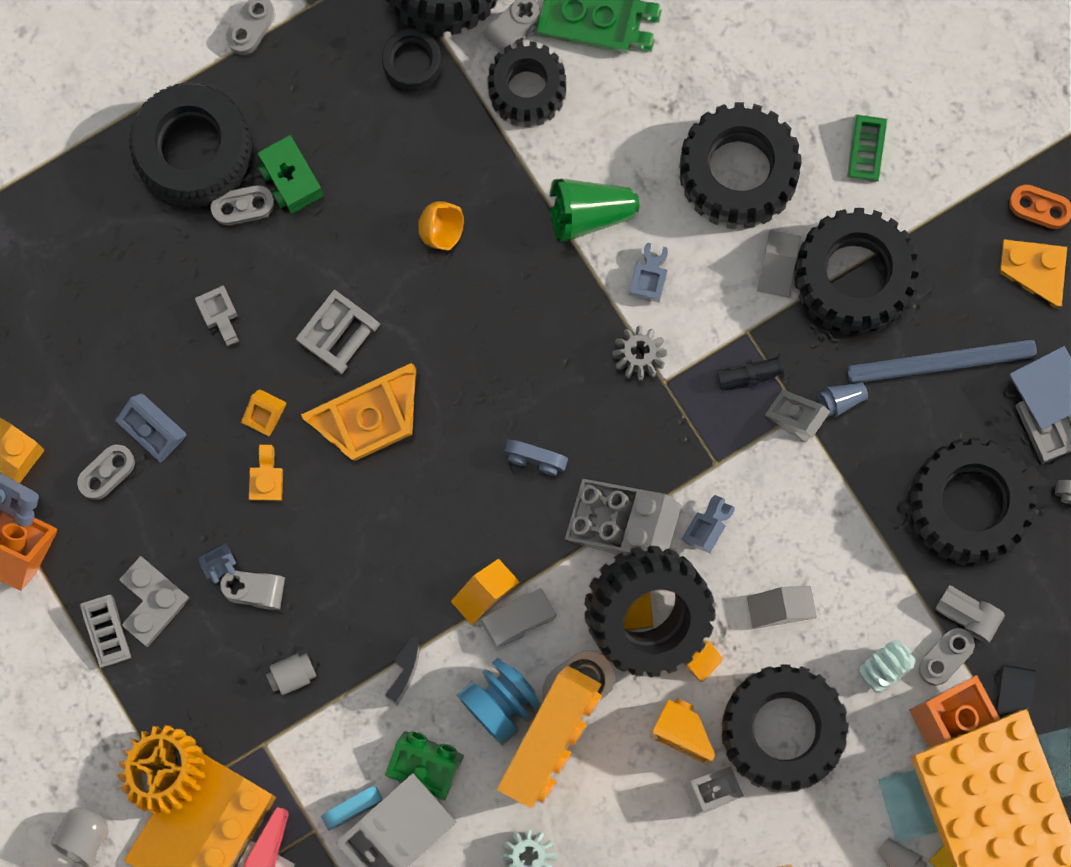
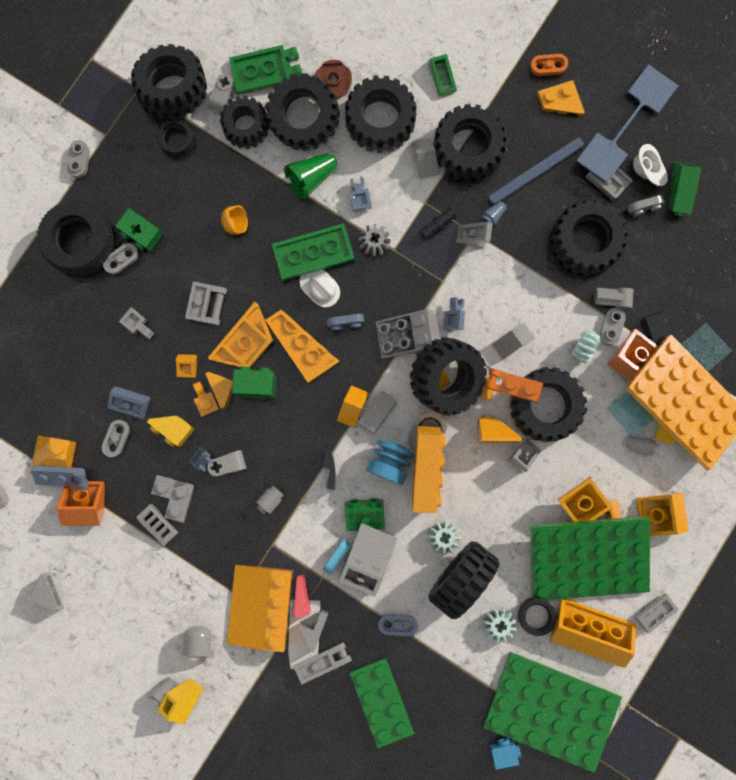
camera: 30 degrees left, 5 degrees up
(156, 753) = (218, 573): light orange gear -> none
(198, 495) = (173, 428): none -> yellow slope
(300, 471) = (222, 389): none -> light orange slope
(352, 485) = (254, 383): none -> green brick
(451, 469) = (303, 349): none -> light orange wing
(522, 386) = (320, 288): none -> white piece
(537, 328) = (313, 252): none -> green plate
(598, 76) = (288, 92): none -> black tyre
(696, 96) = (341, 72): none -> copper plate
(742, 672) = (514, 385): none -> orange plate

